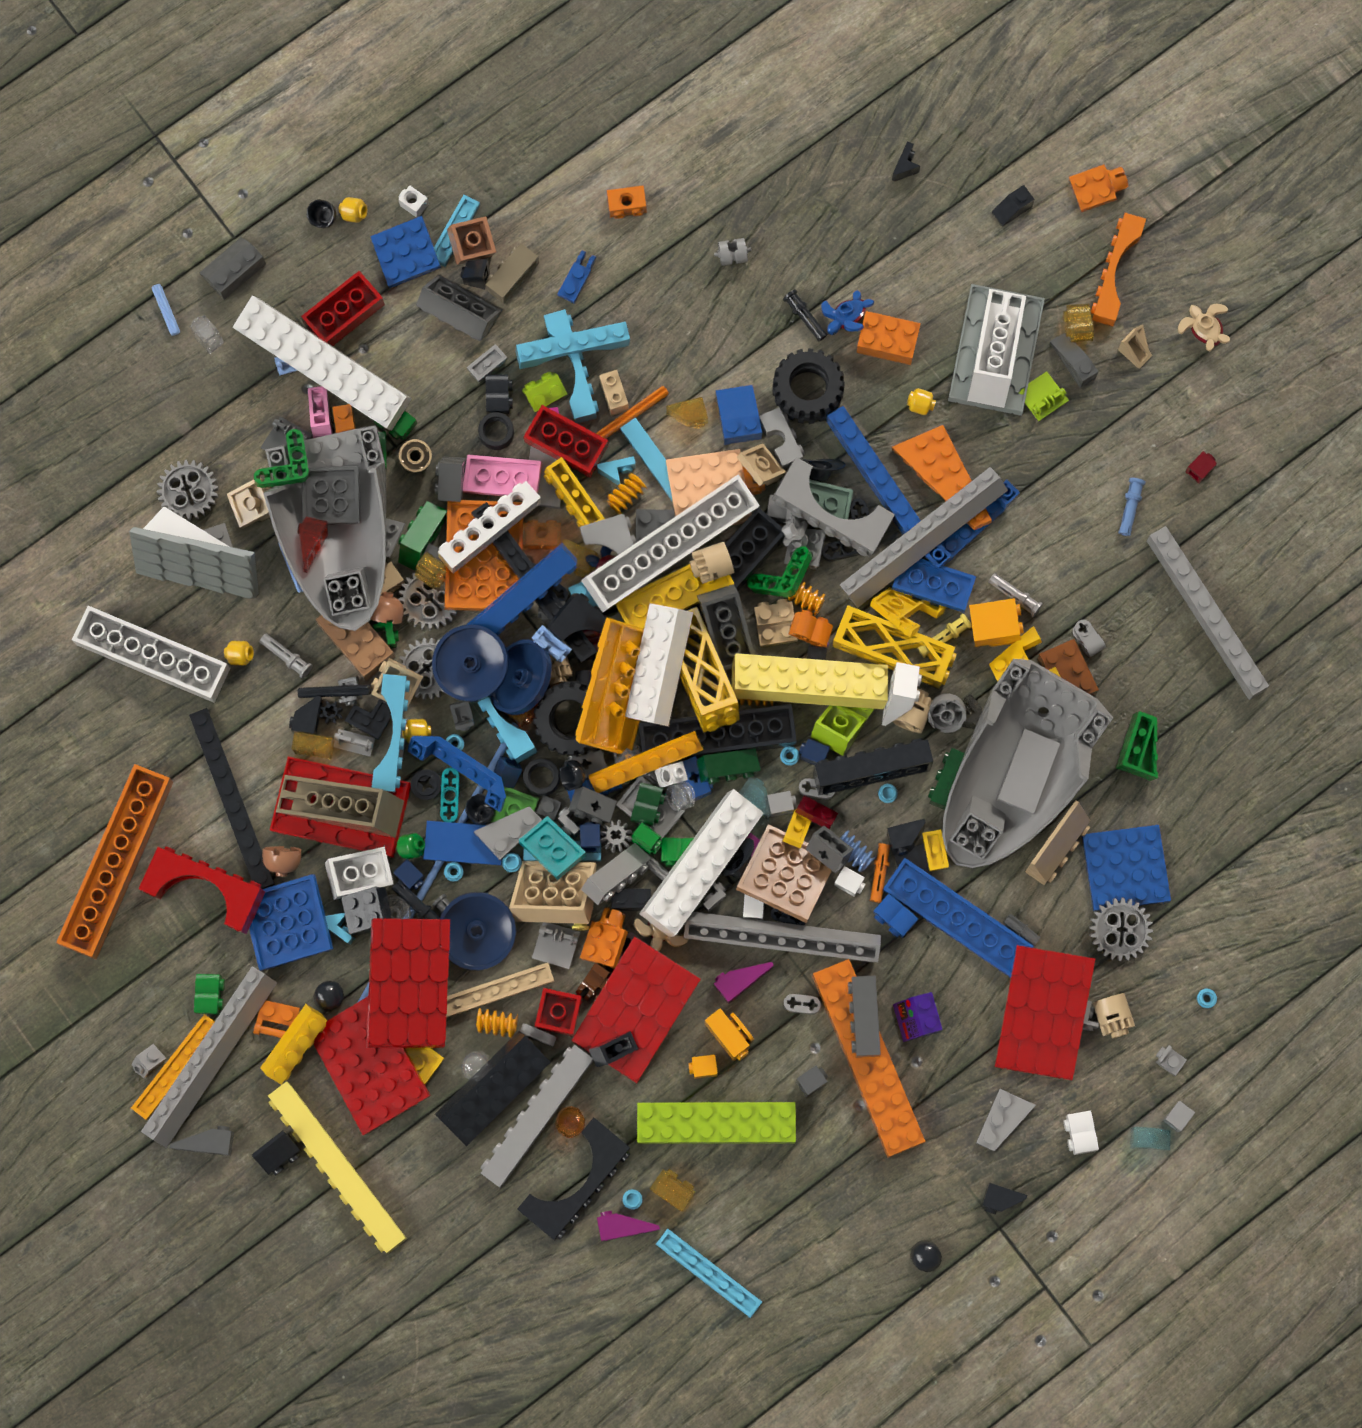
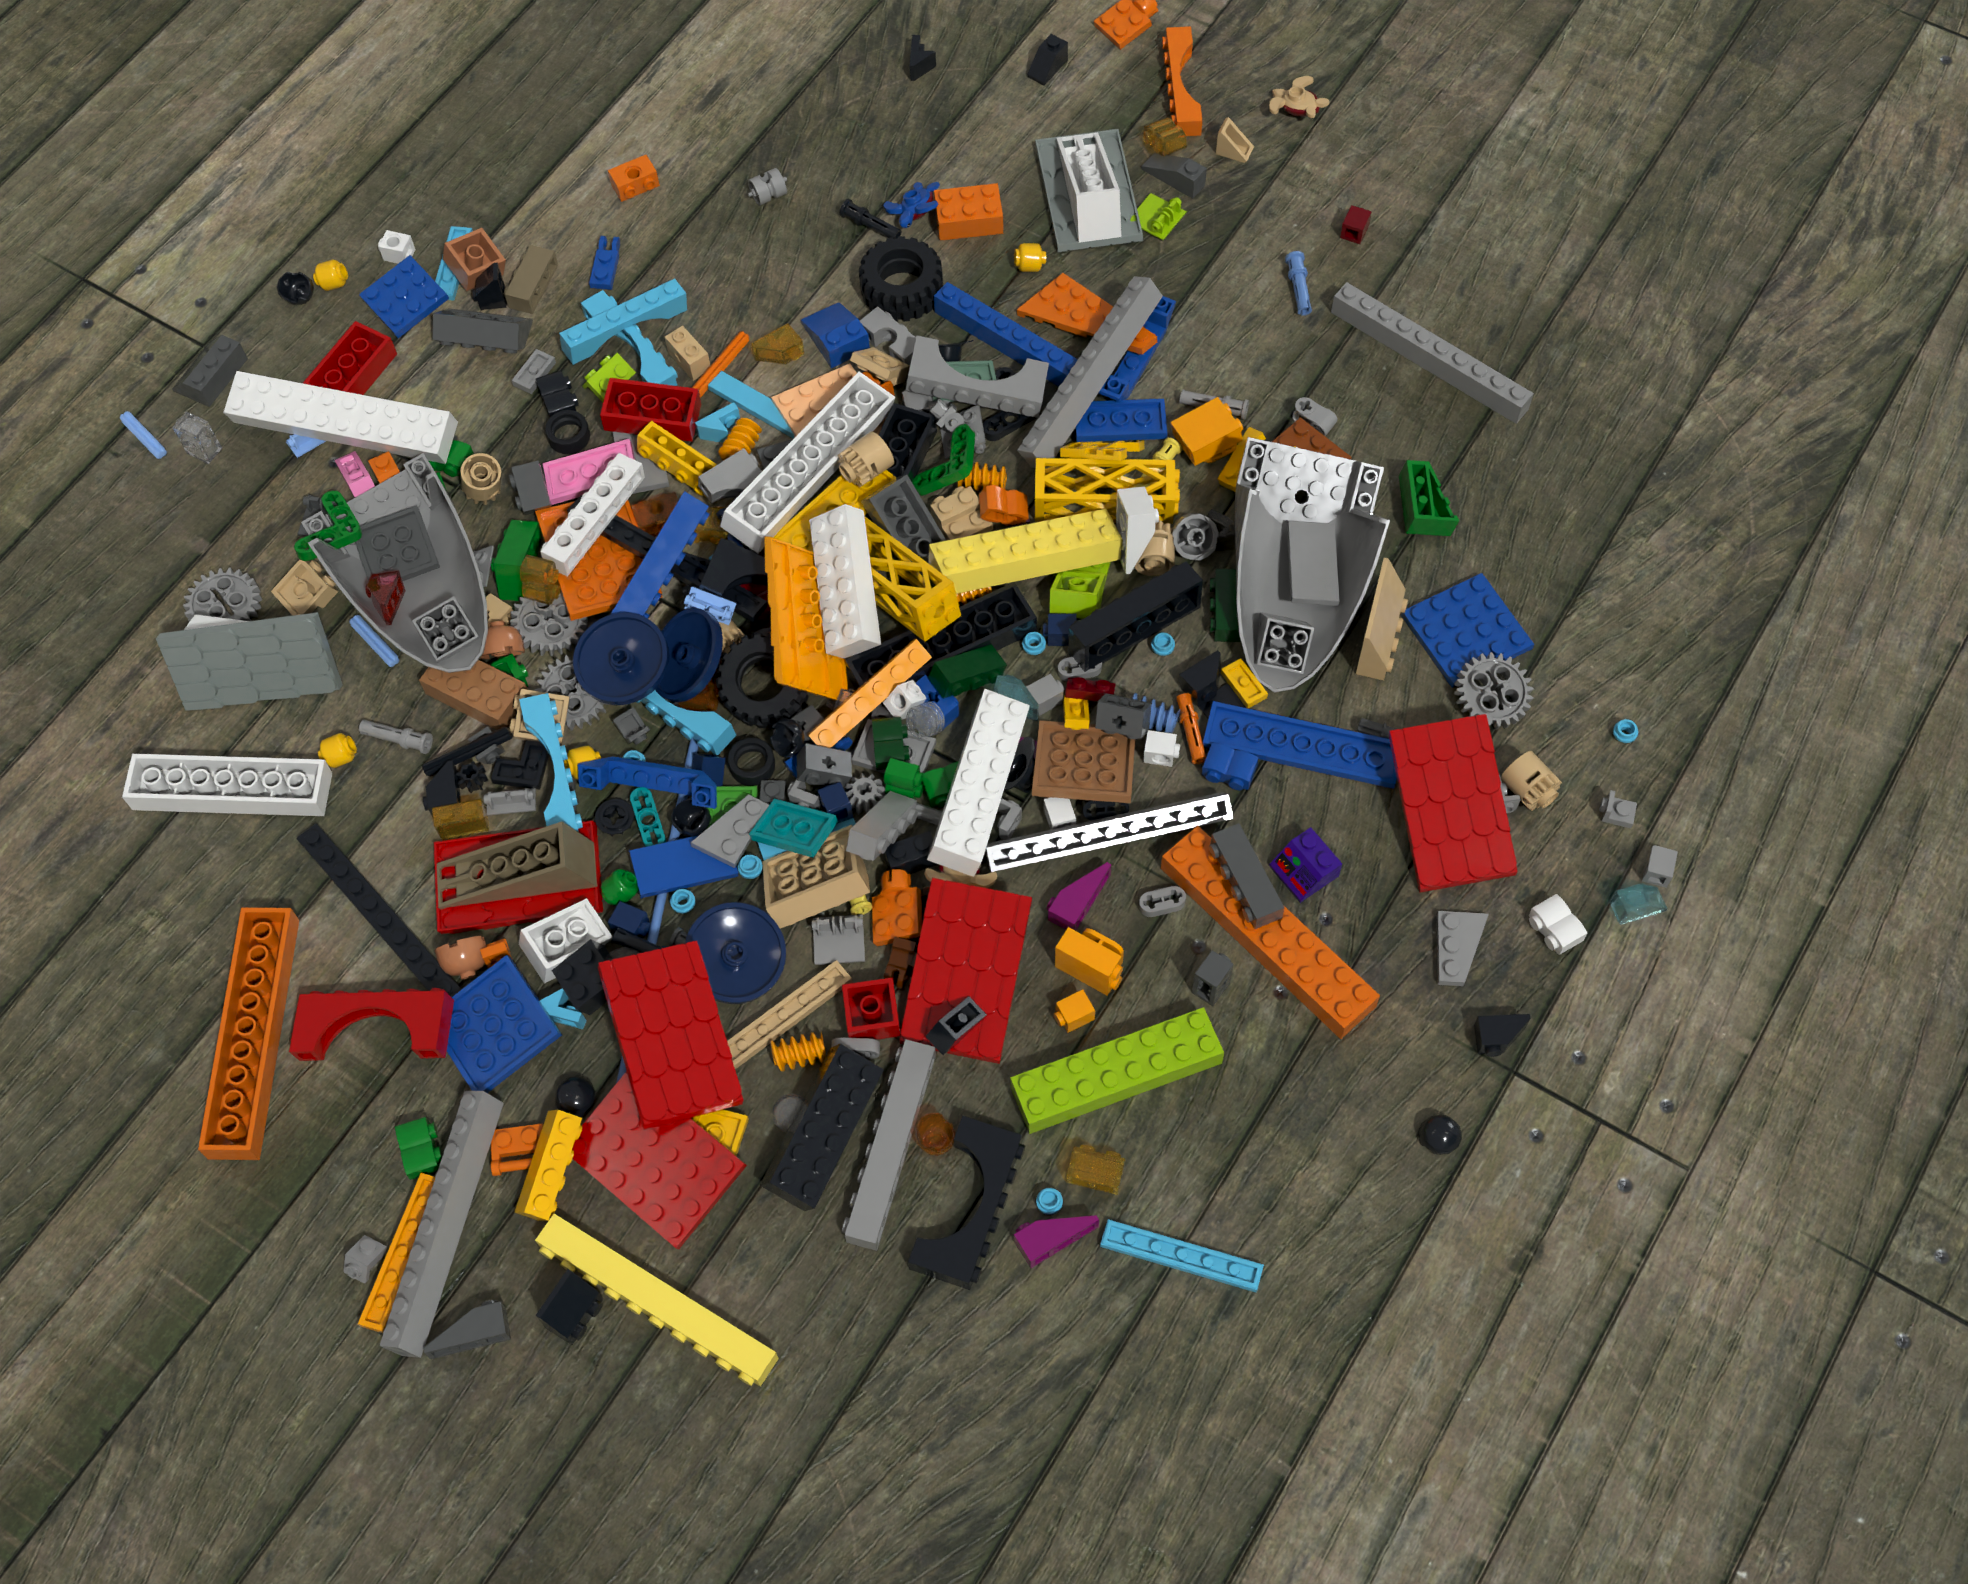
camera: 20 degrees left, 15 degrees down
(307, 864) = (494, 952): none -> orange bracket

